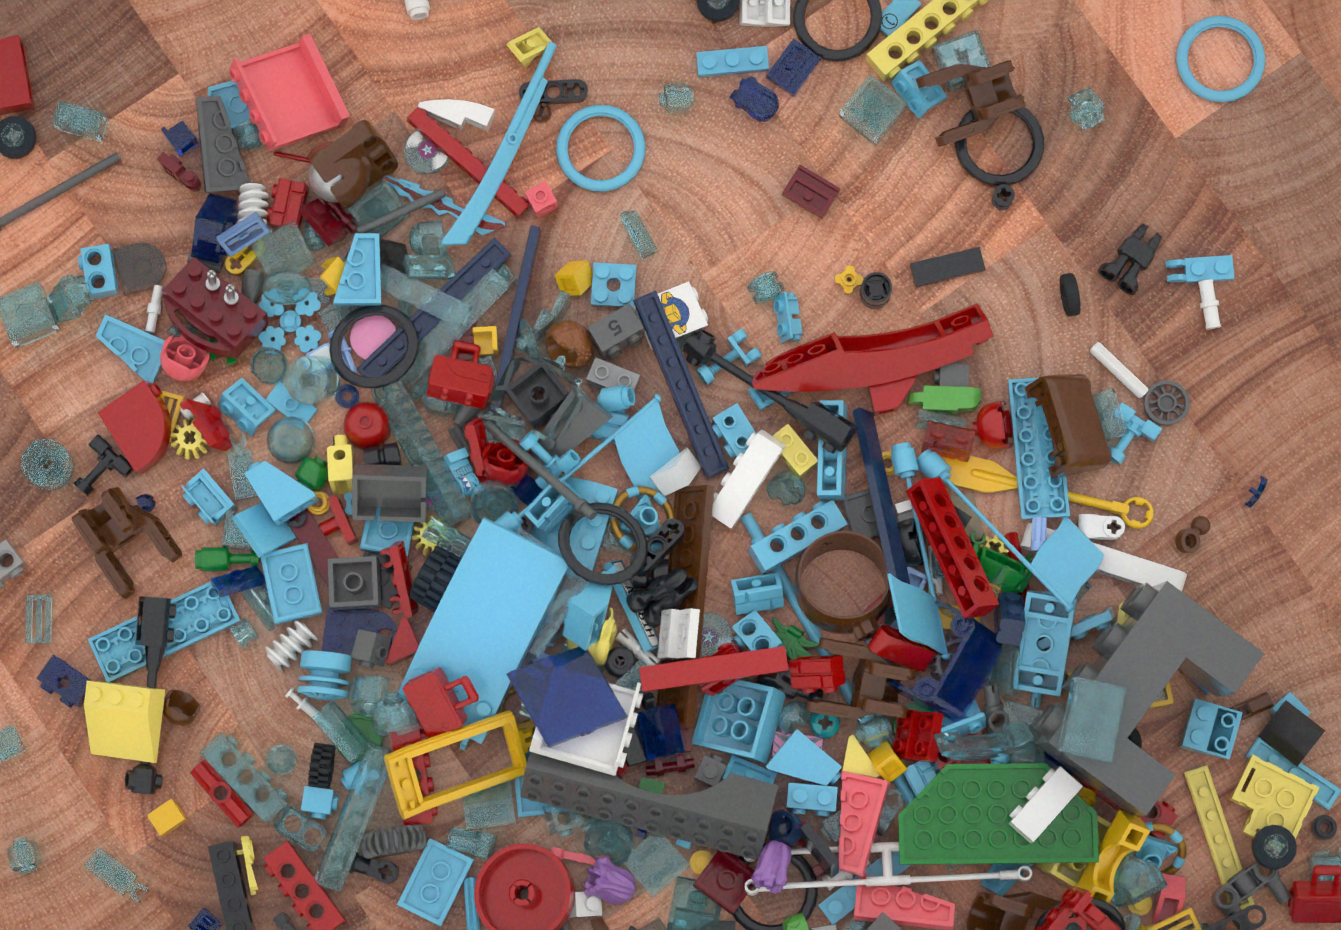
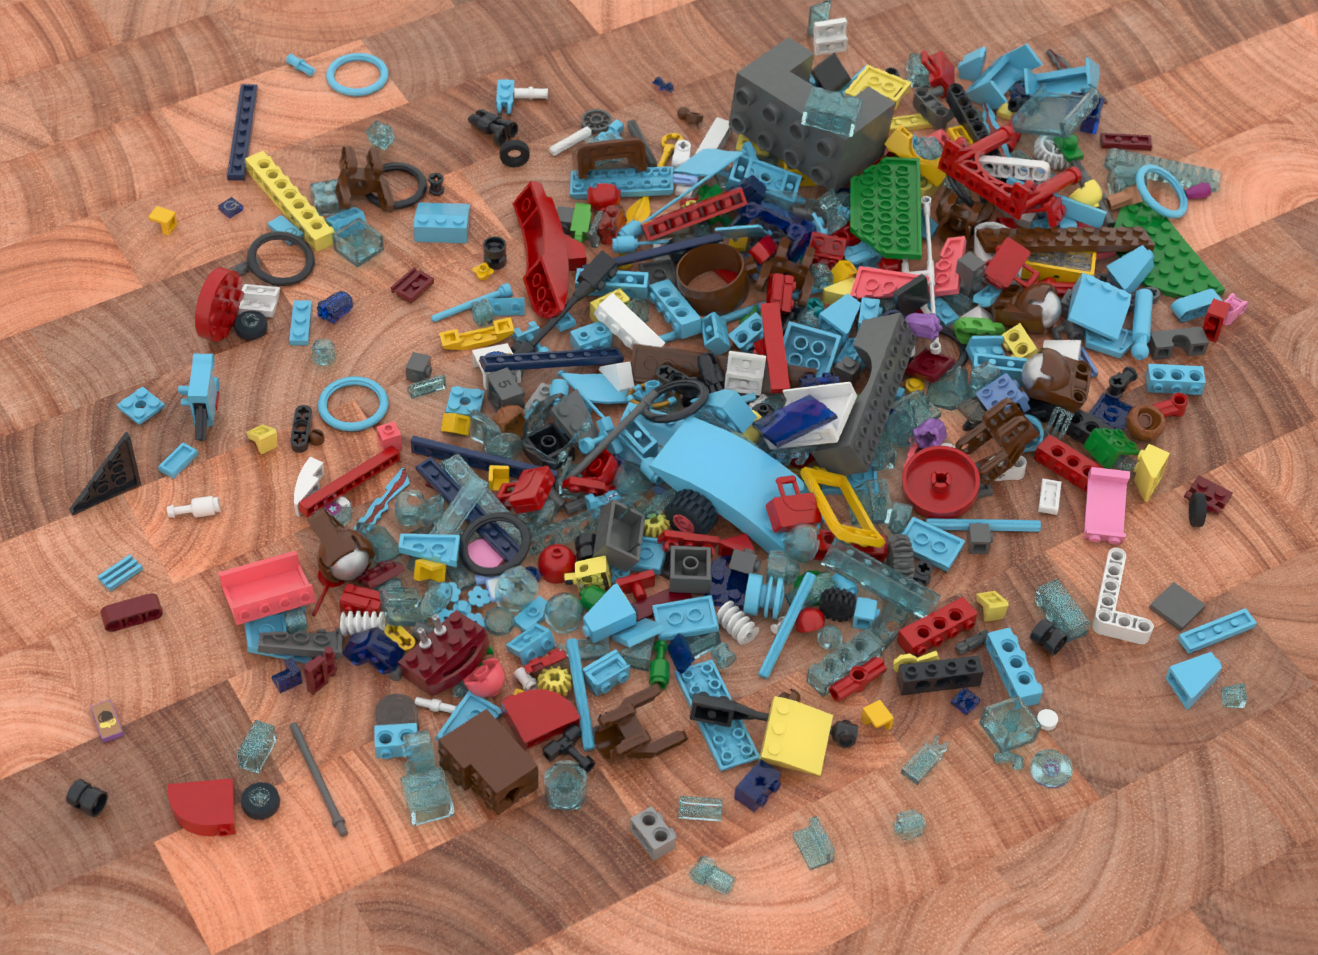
camera: 90 degrees left, 30 degrees down
(69, 375) = (488, 762): none -> reddish brown piece
(178, 469) = (580, 694): none -> medium azure axle
(240, 232) = (386, 619): medium blue tile -> none
(284, 705) = (786, 625): none -> medium azure axle
(300, 733) = (809, 620): none -> red hair
(401, 211) = (383, 525): dark grey bar -> none
(475, 210) = (337, 449): medium azure piece -> none
(662, 219) = (418, 367): none -> dark grey brick
(728, 285) = (477, 338): none -> yellow slope
(793, 67) = (314, 286): clear blue plate -> none
(813, 310) = (503, 291): none -> medium azure piece
(937, 214) = (441, 222): none -> medium azure slope
(947, 267) = (481, 219): black tile -> none
(1044, 804) = (881, 174): white brick -> none
(1127, 470) = (636, 132): none -> dark grey axle
(1282, 845) = (908, 83): black wheel -> none

